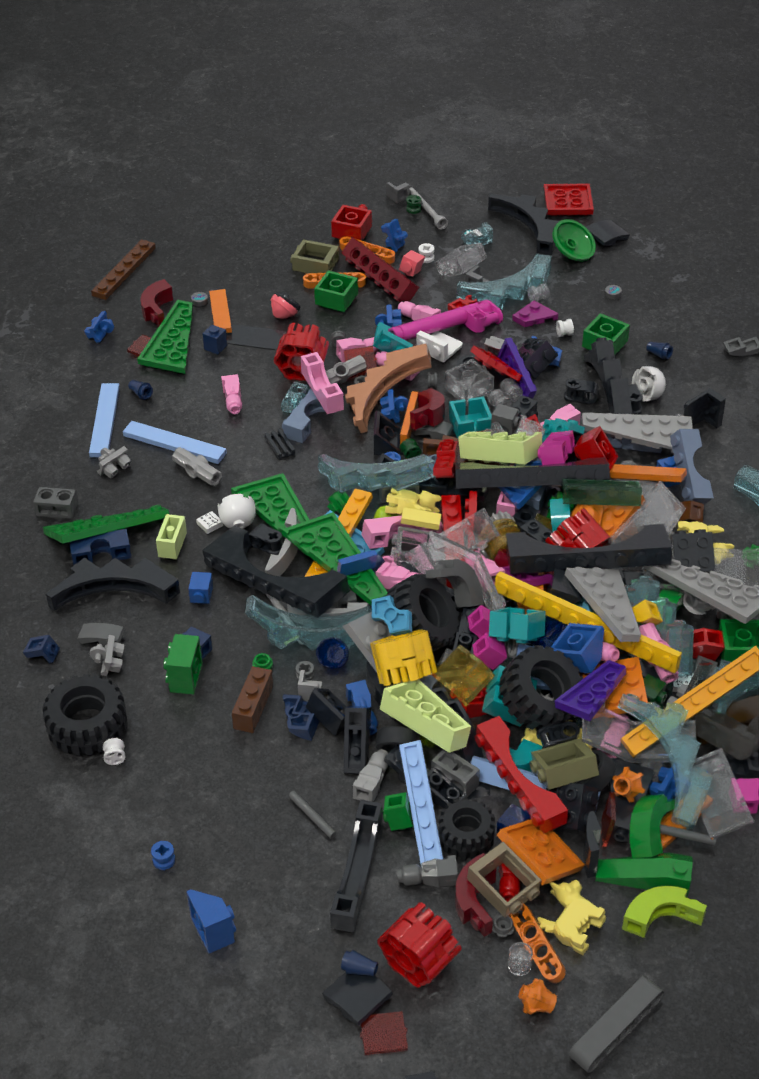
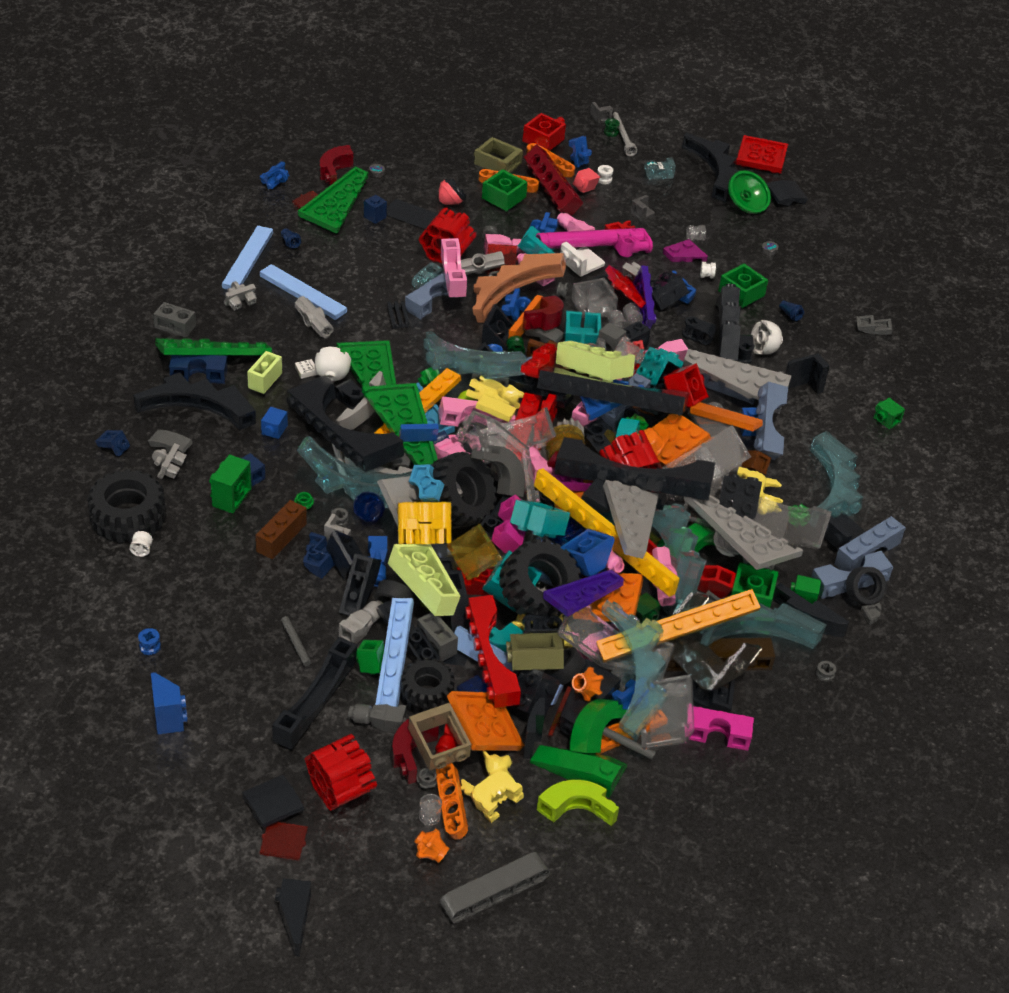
camera: 10 degrees right, 0 degrees up
(123, 269) = (318, 129): reddish brown plate -> none
(220, 309) = (392, 184): orange tile -> none
(232, 392) = (373, 260): bright pink piece -> none
(358, 964) = (280, 774): dark blue cone -> none
(461, 260) = (633, 187): clear window -> none
(511, 287) = (672, 222): clear light blue arch -> none
(556, 448) = (645, 372): dark pink arch -> none
(602, 492) = (669, 421): clear green fence -> none
(647, 612) = (665, 536): yellow brick -> none

